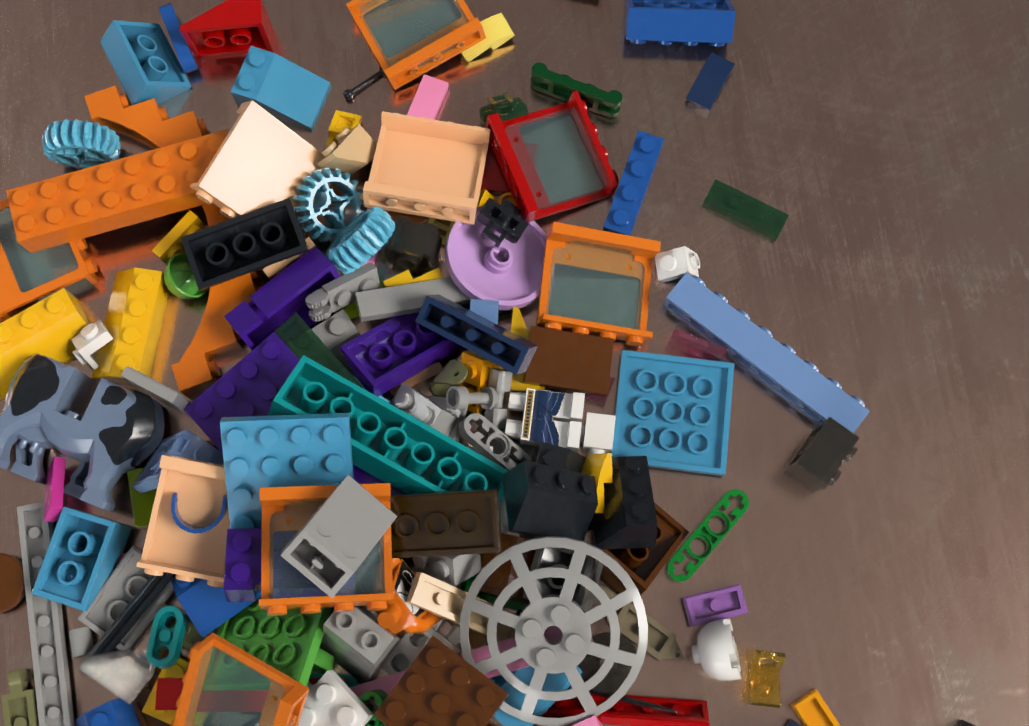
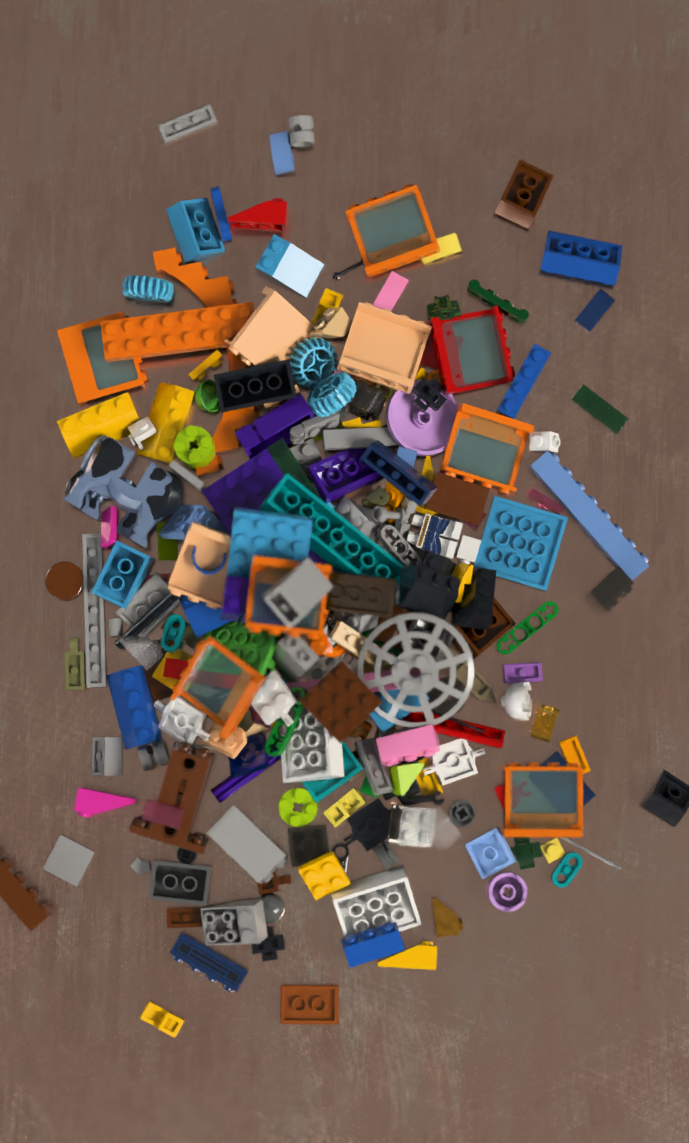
camera: 10 degrees right, 10 degrees up
(167, 347) = (194, 457): none -> lime brick

